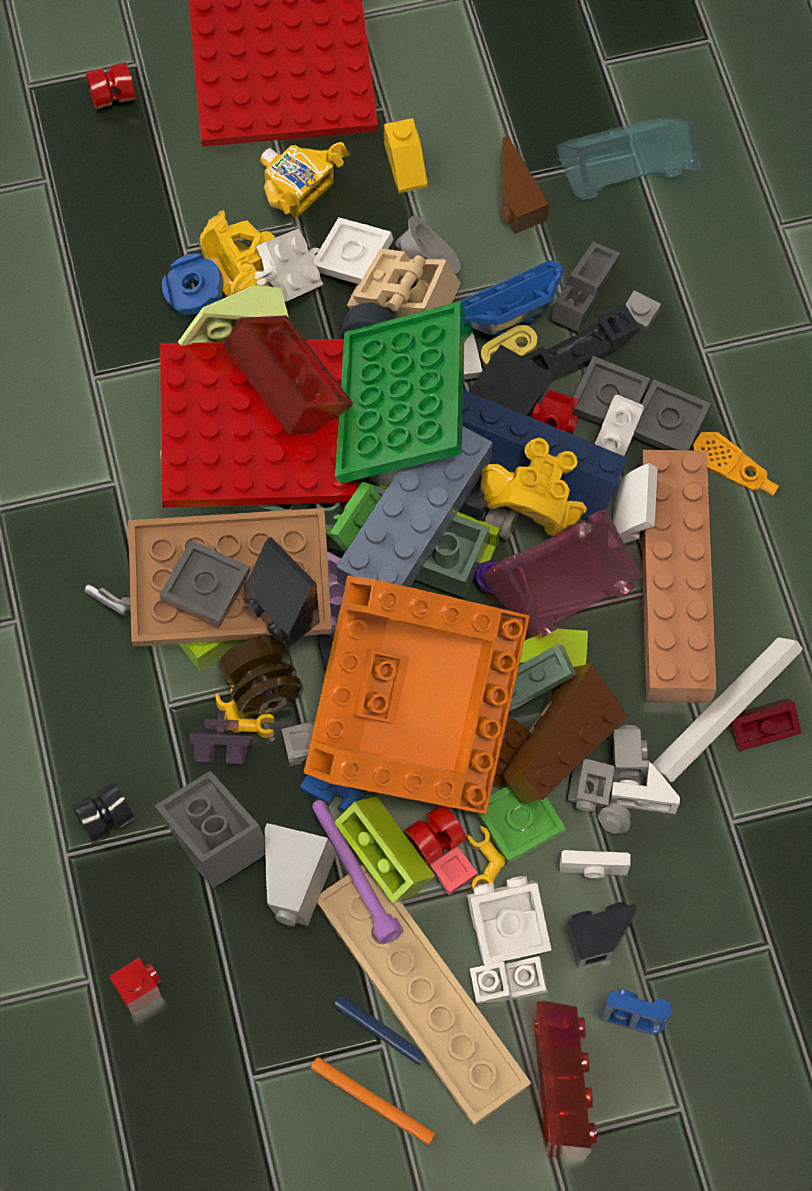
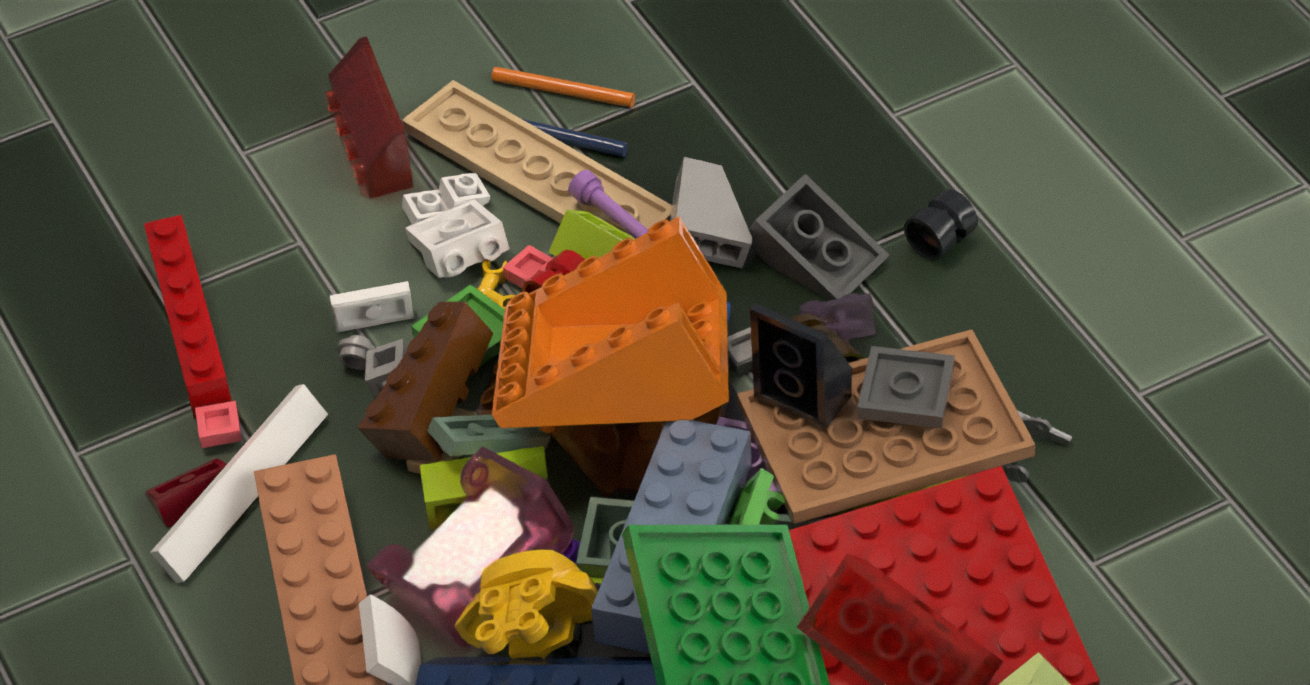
camera: 170 degrees right, 20 degrees down
(136, 985) = (839, 102): red brick -> none
(599, 934) = (353, 250): black slope -> none
(629, 753) = (347, 408): light grey brick -> none
(635, 1014) = (313, 177): blue plate -> none
(654, 796) = (327, 375): white slope -> none
(737, 775) = (218, 424): none -> coral plate
(755, 905) = (187, 313): none -> red arch

